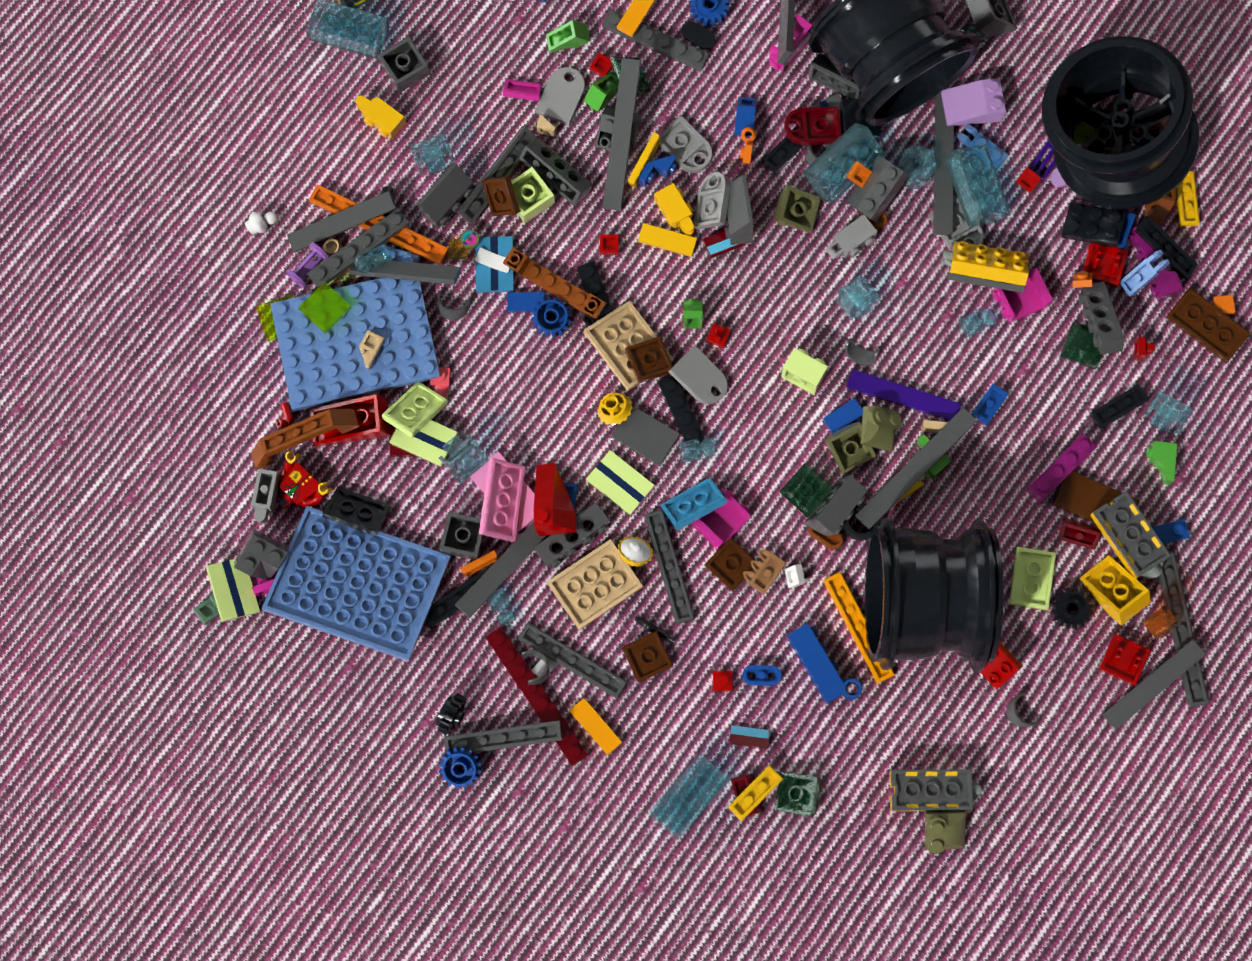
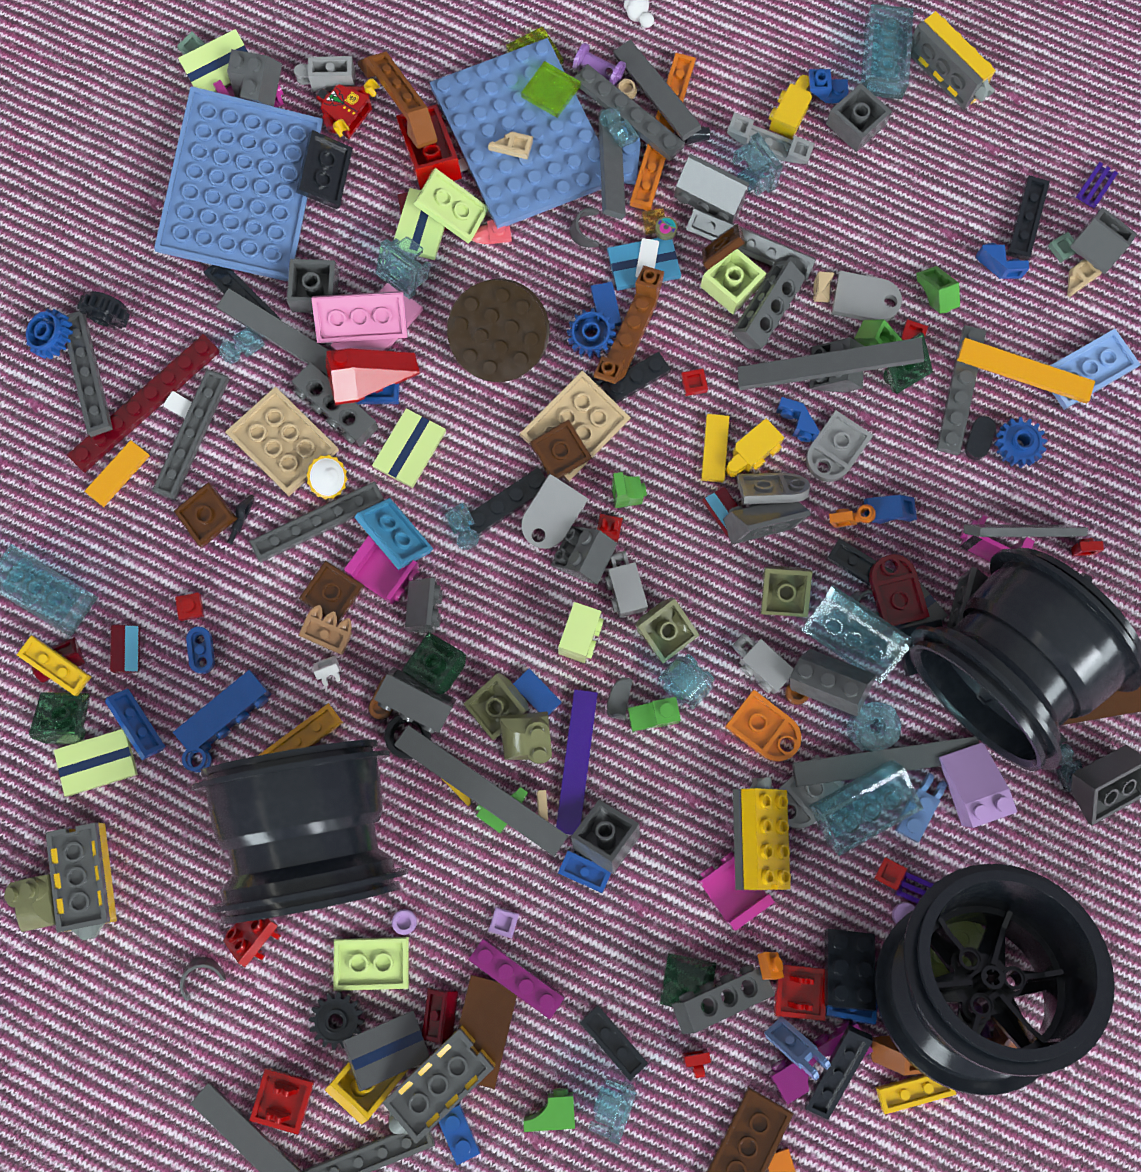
camera: 70 degrees right, 0 degrees up
(287, 417) = (420, 82): red arm -> none
(369, 82) = (825, 88): none -> blue slope
(413, 133) = (785, 149): none -> light grey slope
(479, 563) = (285, 310): orange tile -> none
(522, 90) = (861, 252): dark pink tile -> none
(539, 387) = (498, 330): none -> dark brown wheel
(545, 674) = (176, 405): dark grey helmet -> none
(614, 408) = (496, 424): yellow piece -> none
(646, 156) = (812, 402): yellow tile -> none
(646, 436) = (471, 466): dark grey tile -> none
(738, 358) = (584, 554): none -> dark grey slope
(759, 489) = (422, 606): none -> dark grey slope
(770, 331) = (625, 586): none -> light grey brick
(811, 306) = (666, 629): none -> olive slope
(813, 735) = (135, 724): none -> blue plate
(838, 773) = (95, 762): none -> yellowish green tile
(859, 174) = (844, 653): orange plate -> none
(877, 328) = (654, 714): none -> bright green arch
(900, 249) = (763, 727): none -> orange tile
(966, 382) = (605, 836): none -> dark grey slope
(972, 324) = (685, 833): clear light blue plate -> none
(1006, 547) = (404, 921): none -> lavender tile
(1017, 473) = (503, 922): none -> lavender tile
(1100, 573) = (386, 1050): none -> dark grey tile
(1161, 623) = (328, 1142): clear orange brick -> none

